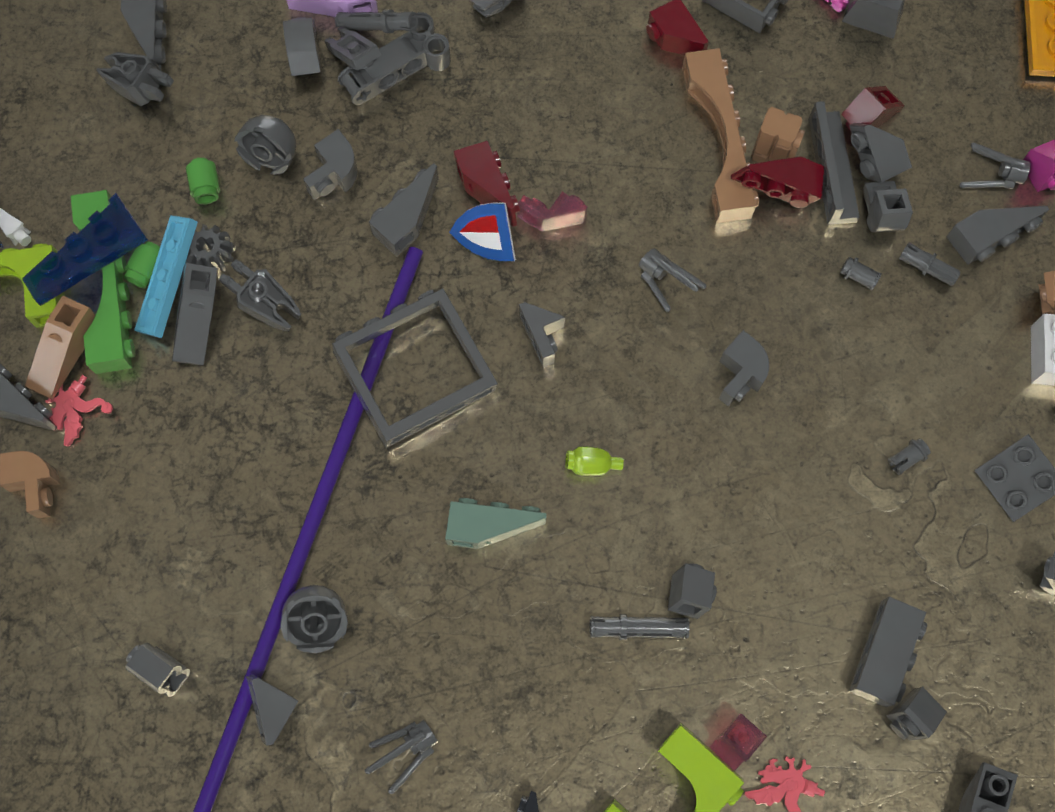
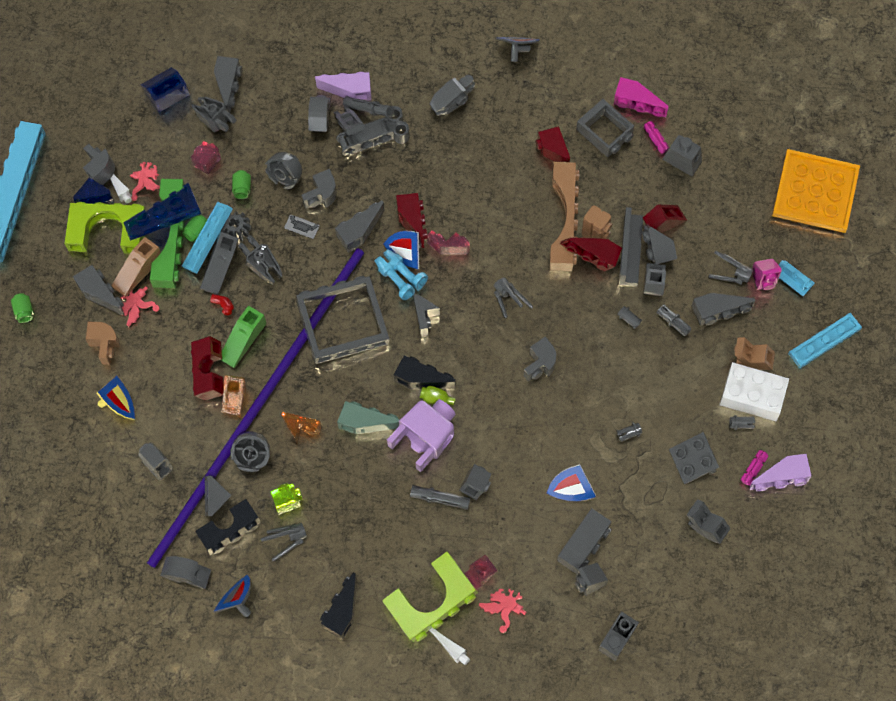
camera: 15 degrees right, 5 degrees down
(45, 205) = (144, 180): none -> coral piece
(50, 53) = (166, 89): none -> clear blue slope
(72, 574) = (117, 398): none -> shield
(137, 148) = (205, 157): none -> clear pink brick
(201, 471) = (206, 383): none -> dark red arch
(217, 376) = (225, 303): none -> red arm
(258, 427) = (242, 336): none -> bright green slope
(264, 528) = (233, 394): none -> clear orange slope
(286, 780) = (244, 521): none -> black arch
(314, 229) = (301, 226): none -> sticker
(377, 553) = (297, 423): none -> clear orange slope
(390, 684) = (286, 498): none -> clear neon green brick
(478, 260) = (394, 264): none -> medium azure piece
(555, 433) = (417, 375): none -> black slope
(593, 520) = (427, 429): none -> lavender piece
(845, 563) = (571, 485): none -> shield

